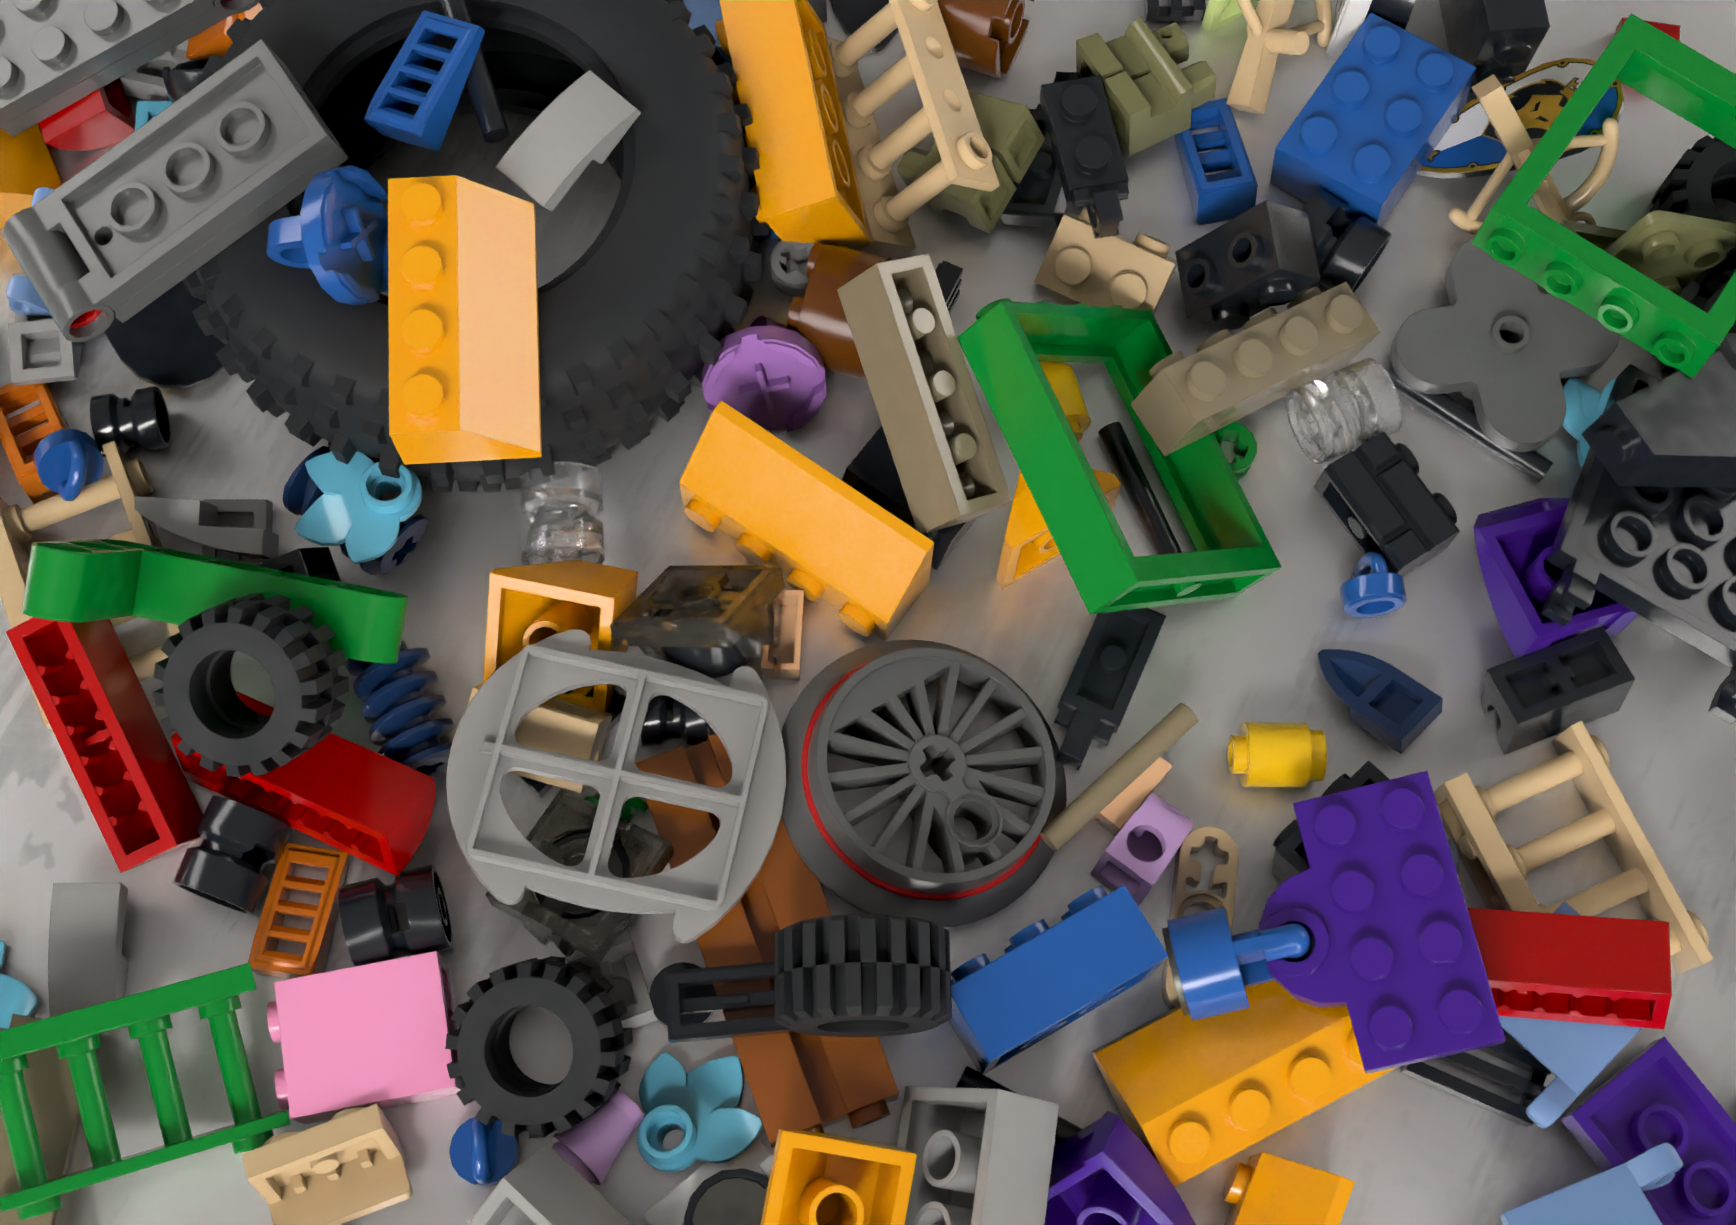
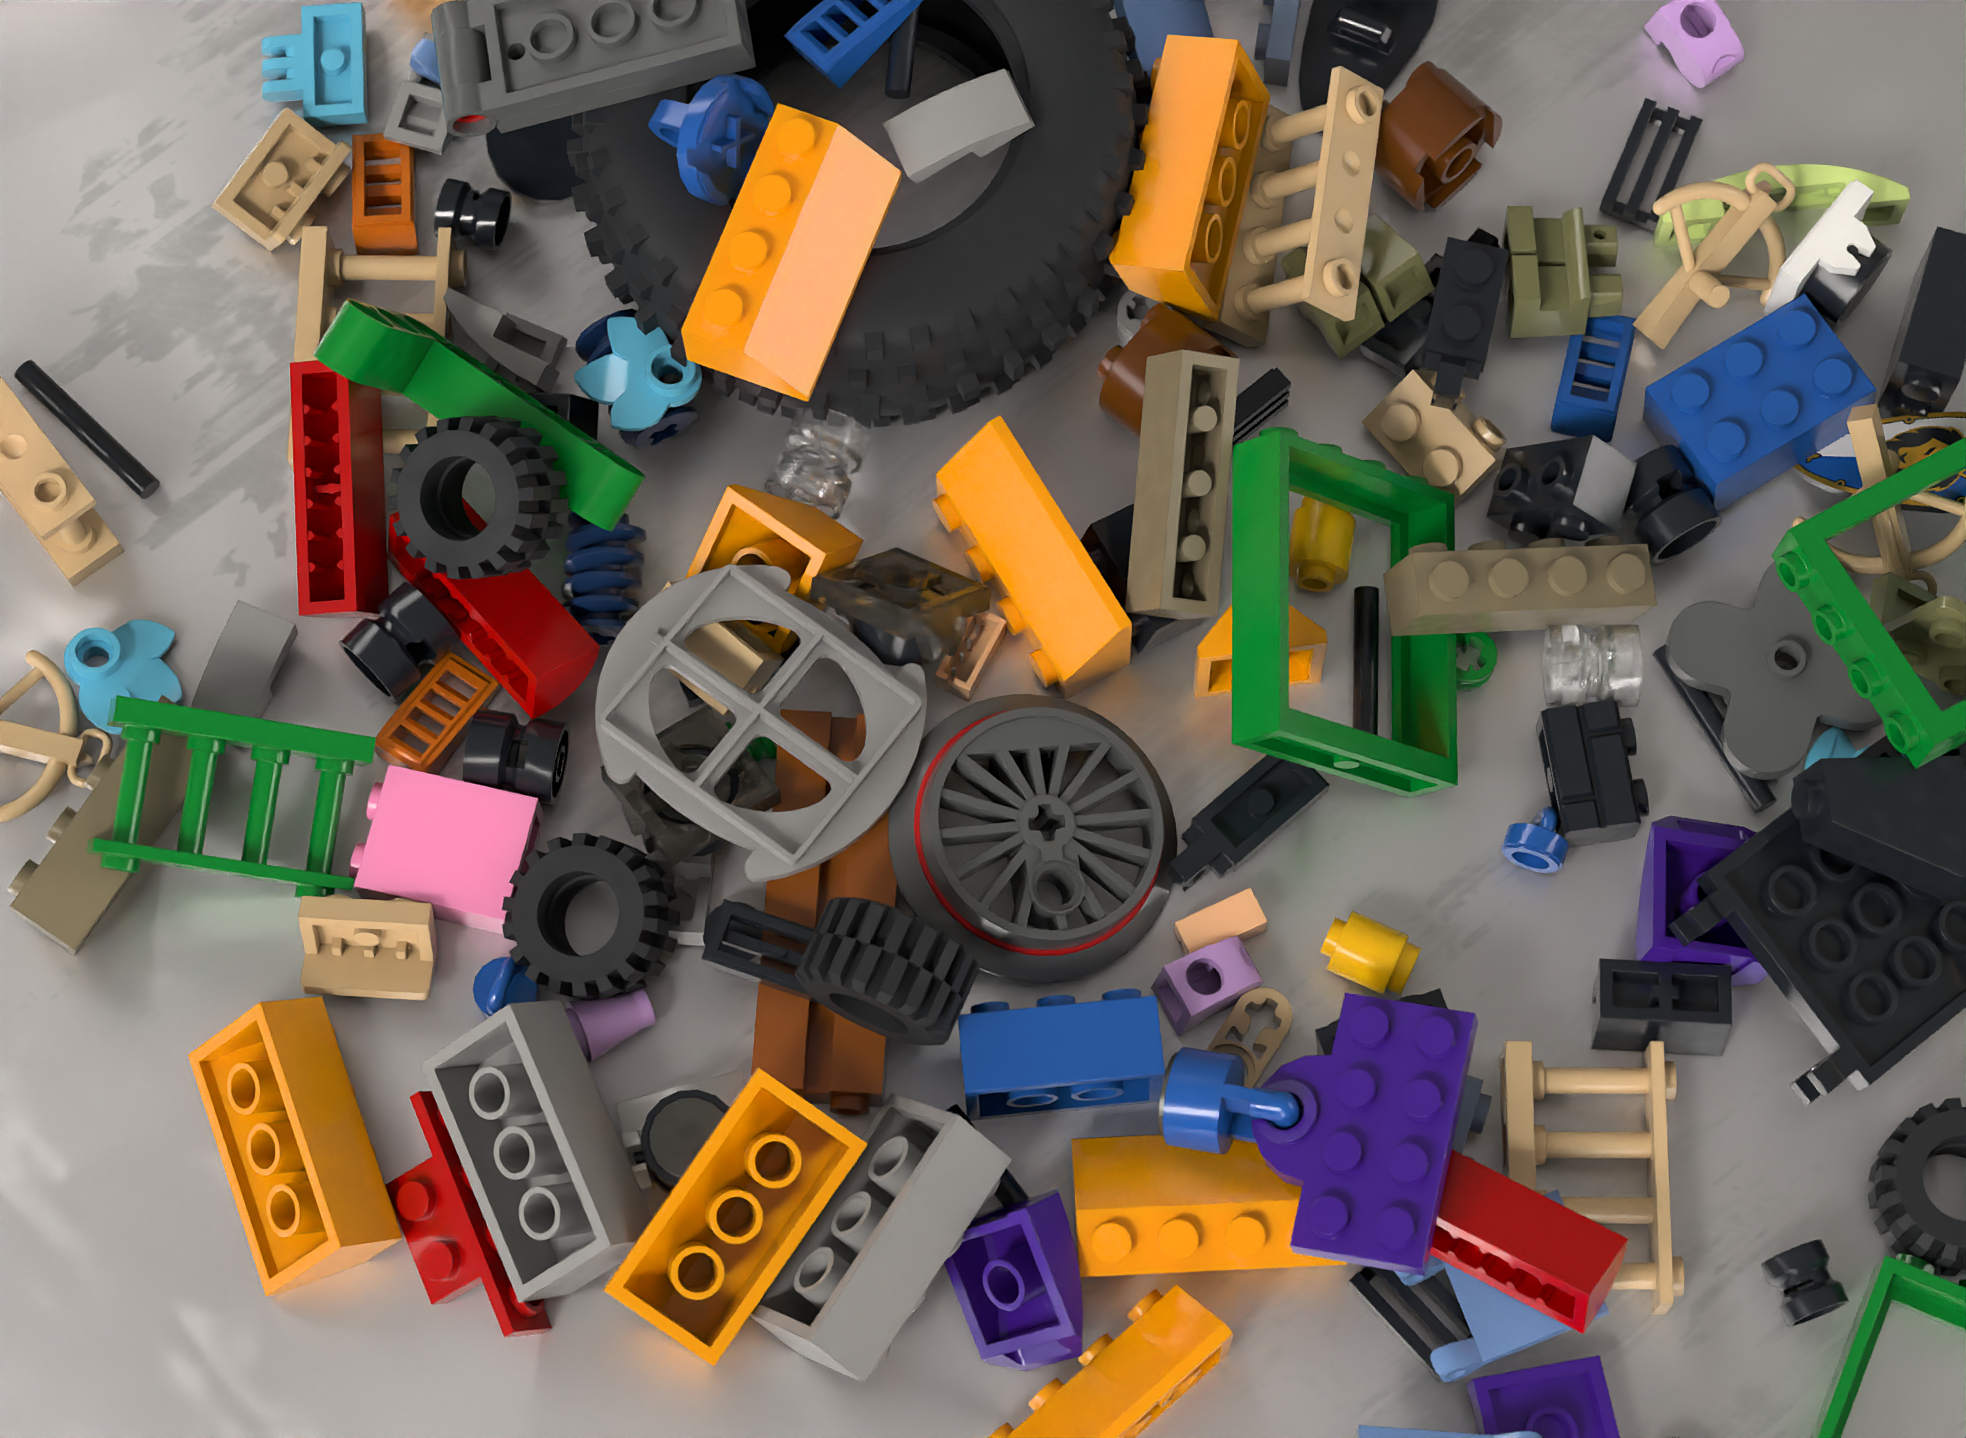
camera: 30 degrees right, 0 degrees up
(68, 462) = (403, 231): blue tile -> none
(685, 725) = (831, 686): black wheel -> none
(701, 1106) = (706, 1033): medium azure plate -> none
(767, 376) = (1060, 410): medium lavender tile -> none
(1118, 777) = (1211, 908): dark tan bar -> none
(1380, 696) = (1495, 943): dark blue plate -> none

